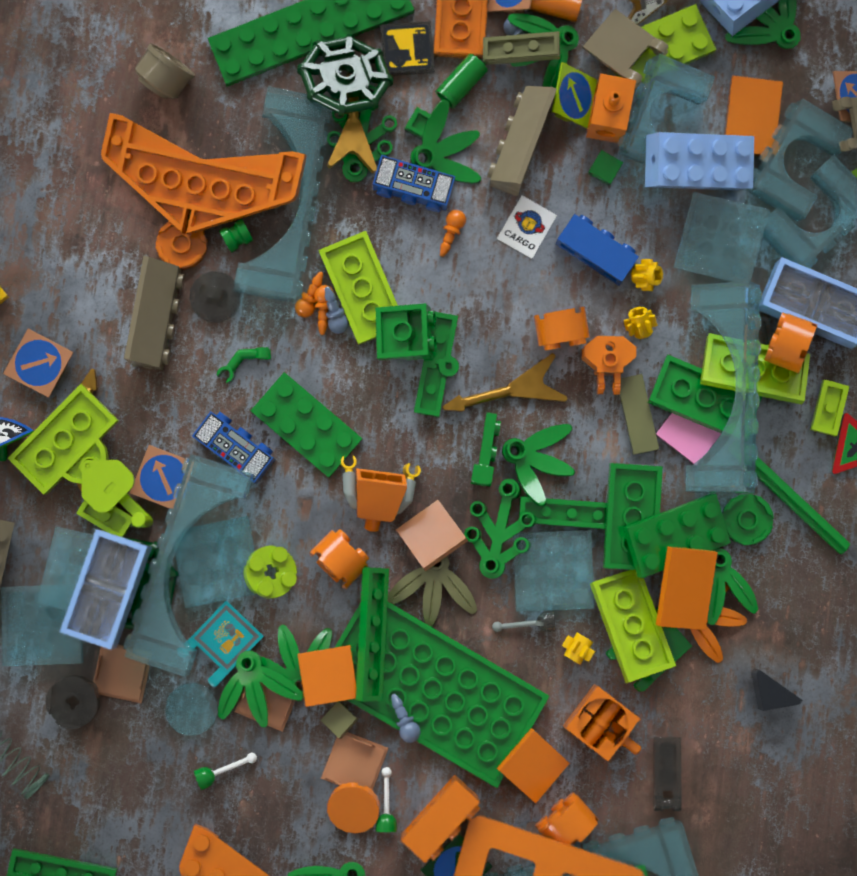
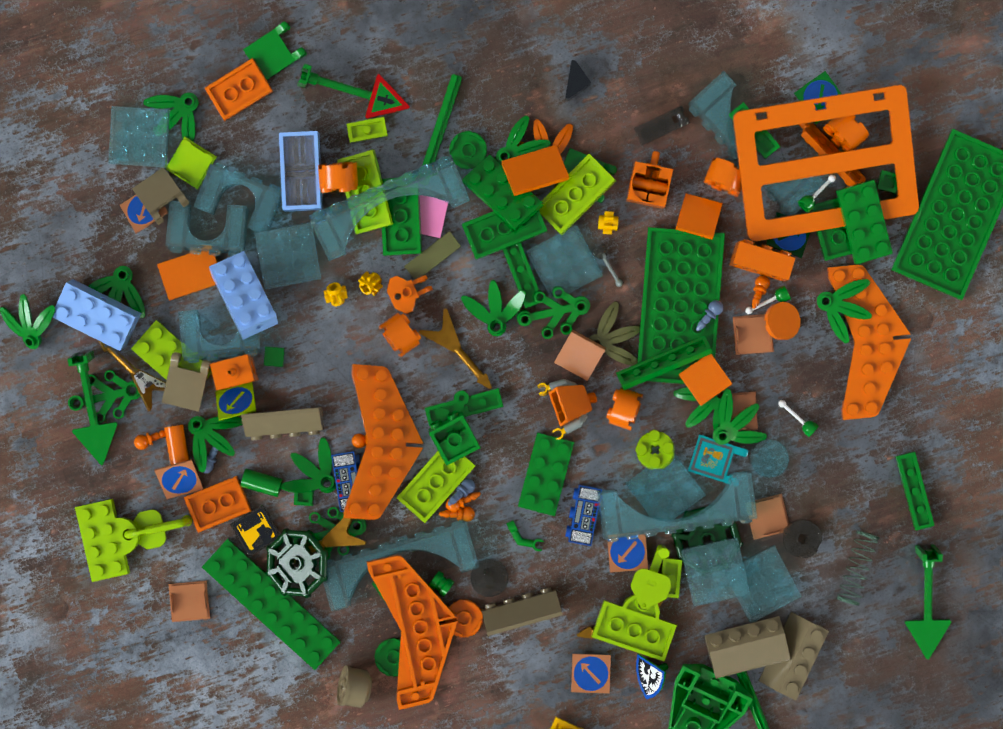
camera: 110 degrees left, 5 degrees up
(105, 589) = (719, 551): clear brick -> none
(180, 131) = (388, 656): none -> green tile
(339, 719) = (730, 357): olive tile -> none
(411, 804) = (761, 285): none -> orange bar
(423, 242) = (386, 454): none -> orange wing
(482, 472) = (522, 341): green plate -> none
(521, 48) = (220, 452): olive tile -> none
(526, 227) = (338, 391): white sticker -> none
(597, 249) = (333, 335): blue brick -> none

